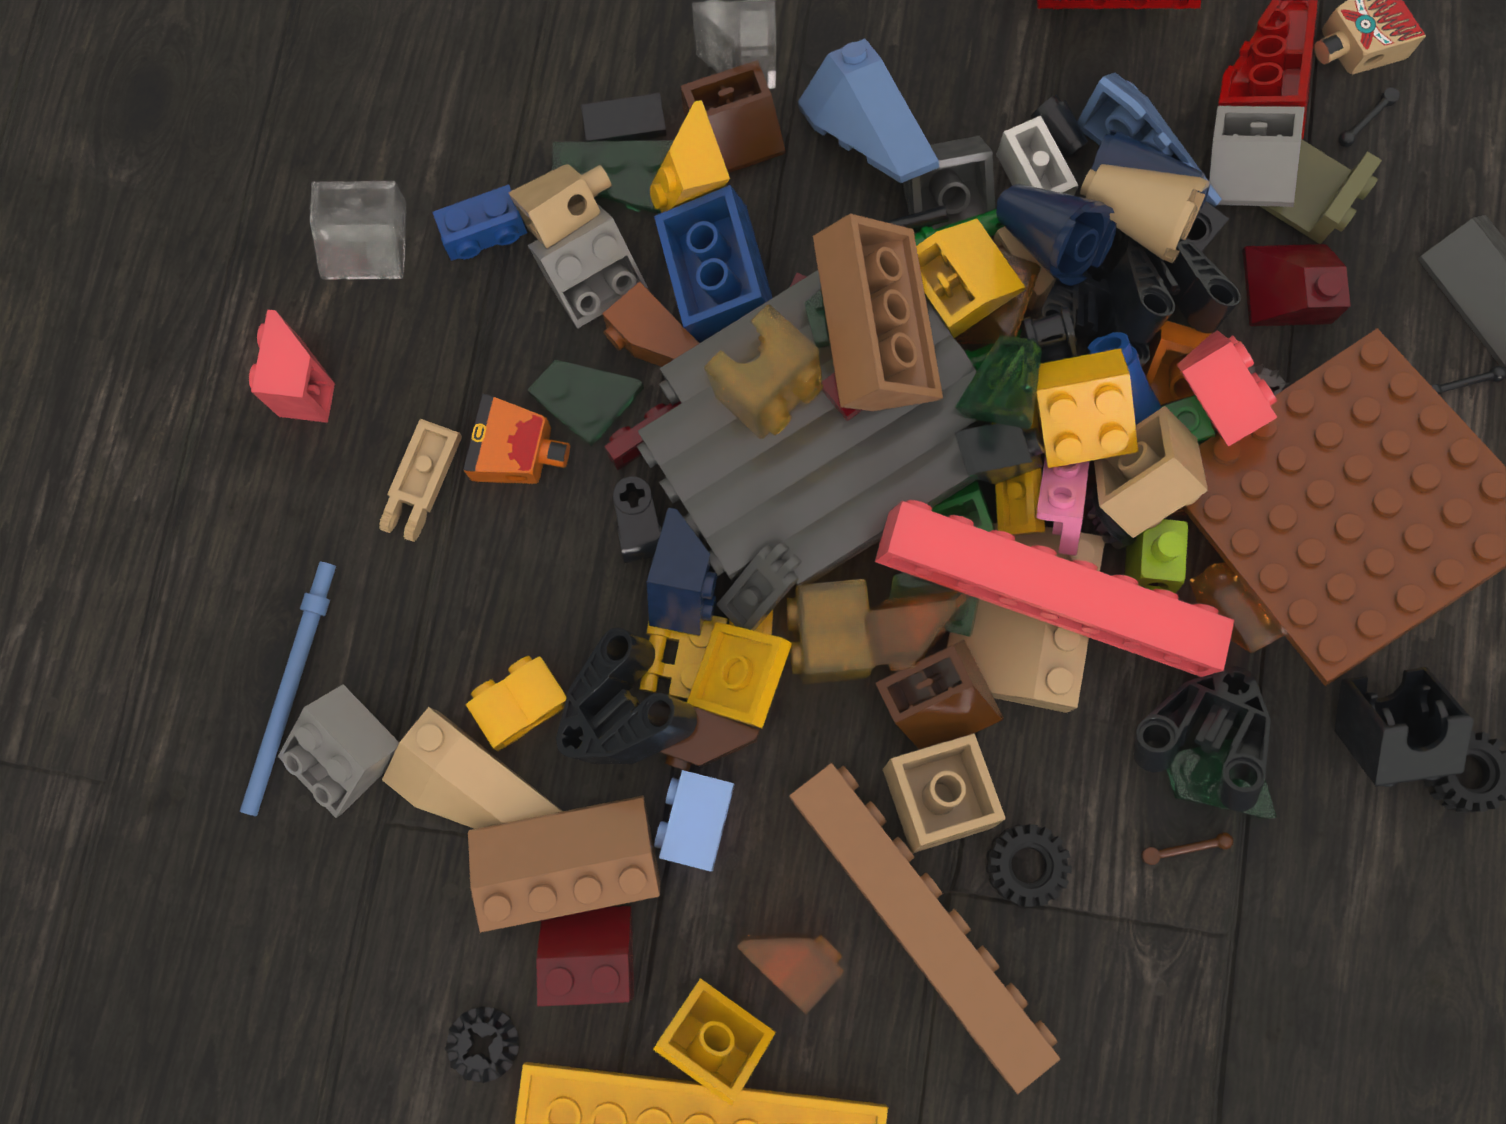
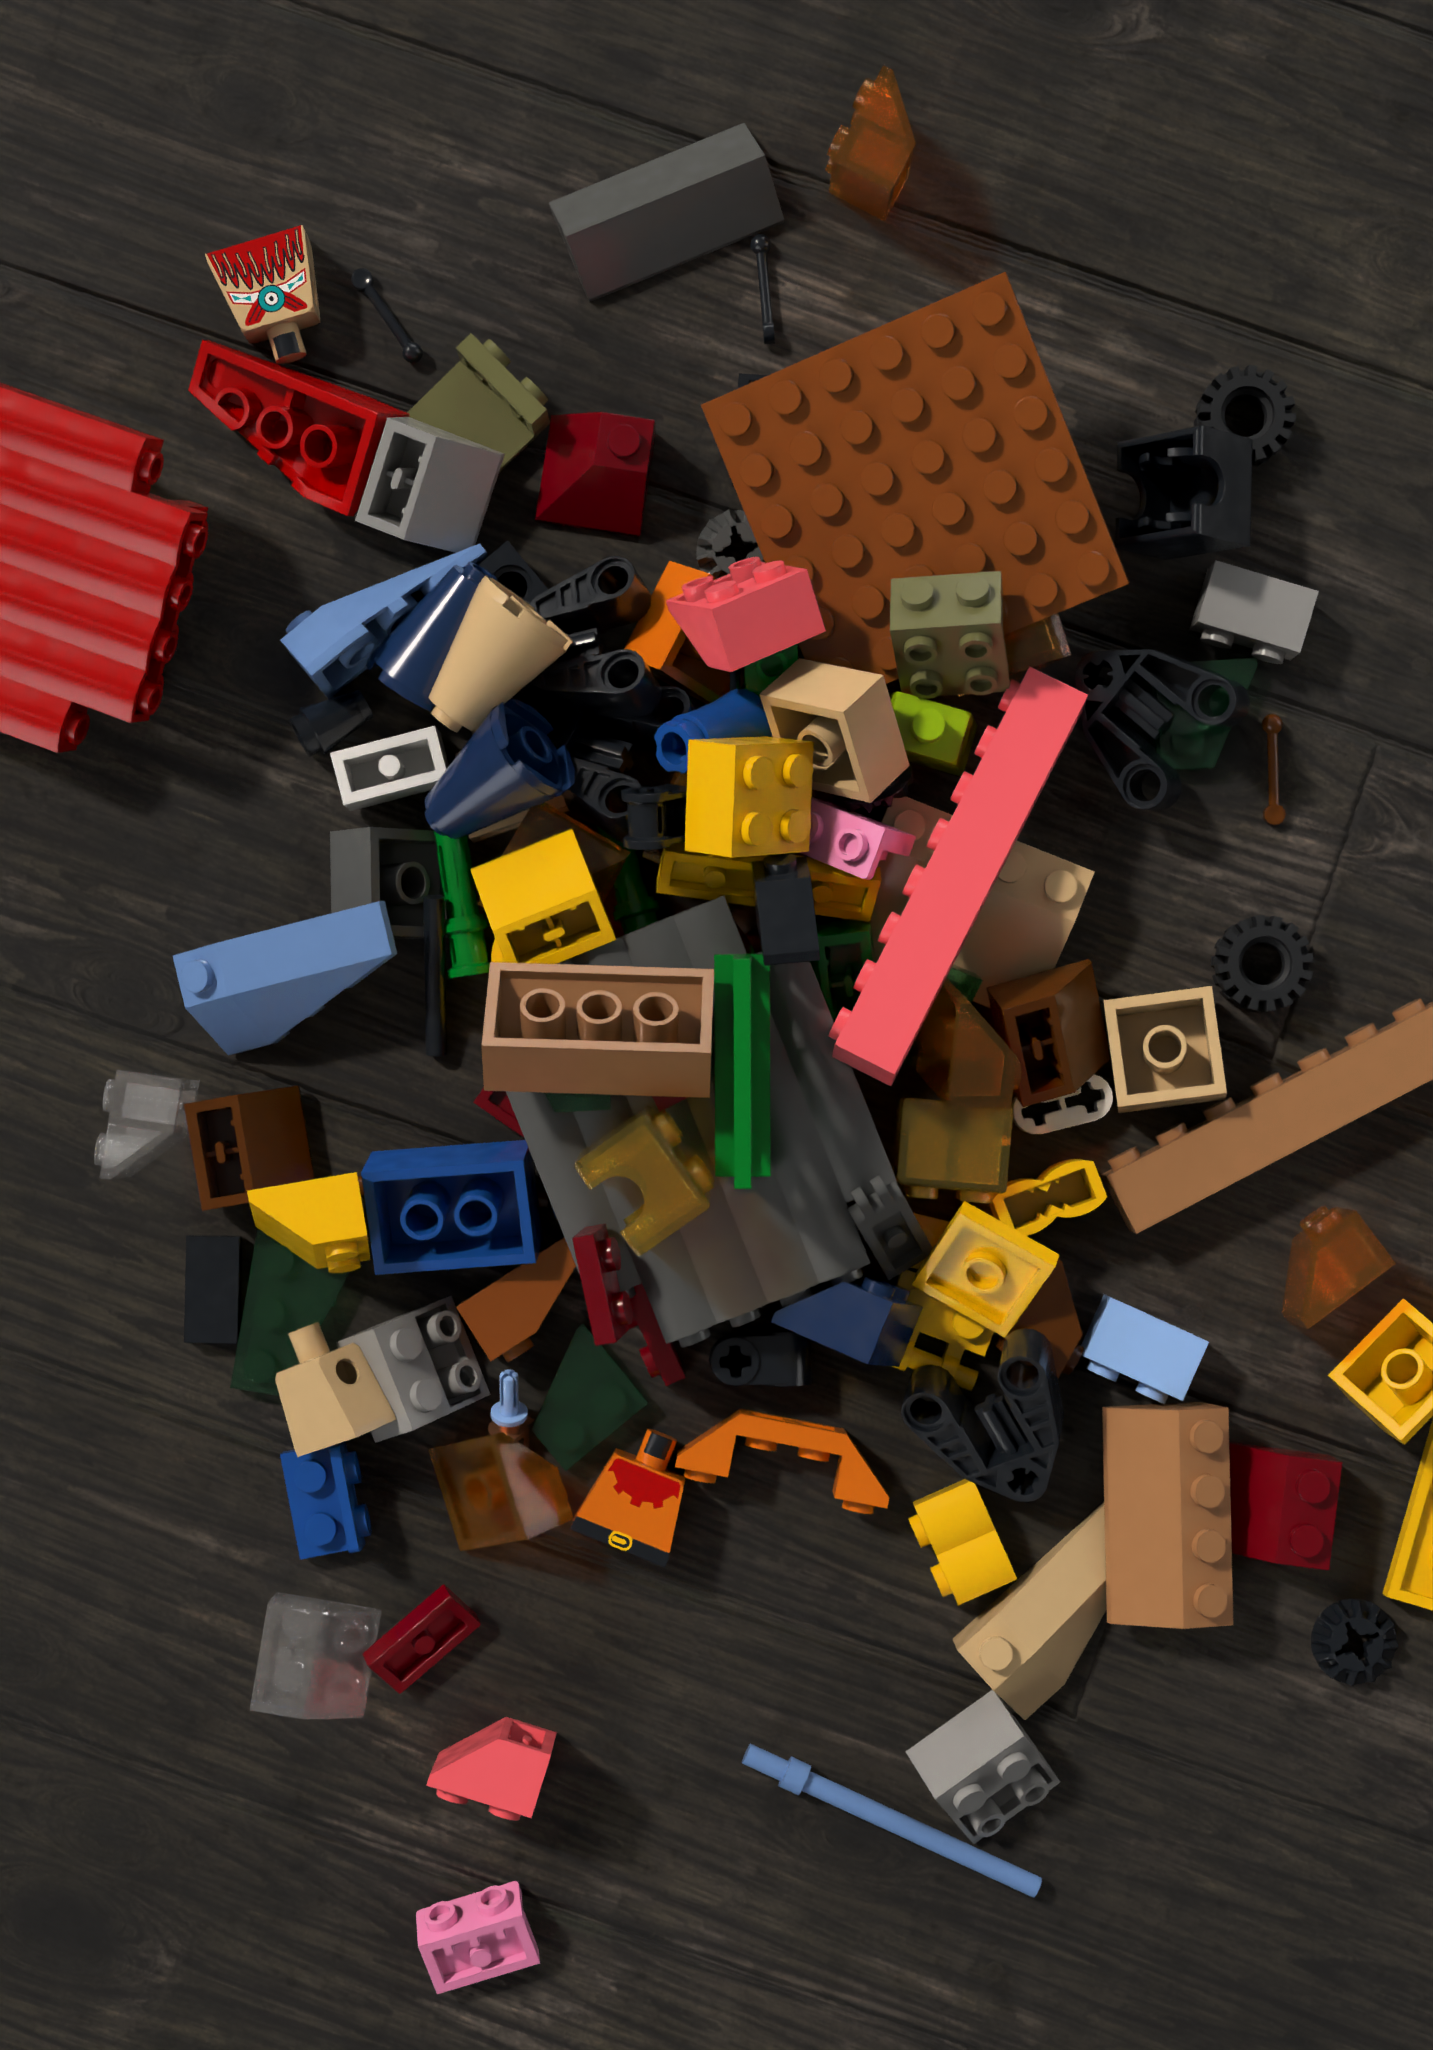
camera: 80 degrees left, 10 degrees up
(161, 385) = (476, 1937): none -> bright pink bracket
(384, 306) = (421, 1639): none -> dark red plate
(420, 477) = (653, 1622): tan hinge -> none
(505, 343) = (498, 1491): none -> clear orange slope
(557, 608) = (713, 1451): none -> orange slope
(562, 341) = (509, 1413): none -> light blue piece
(673, 364) = (597, 1262): none -> dark red plate
(812, 728) = (1059, 1191): none -> yellow brick
(870, 435) = (742, 1068): none -> green fence
(871, 726) = (1065, 1116): none -> white beam
(1004, 384) = (710, 890): clear green wing -> none
(1246, 546) = (949, 634): none -> olive bracket
(1314, 806) = (1253, 612): none -> light grey brick

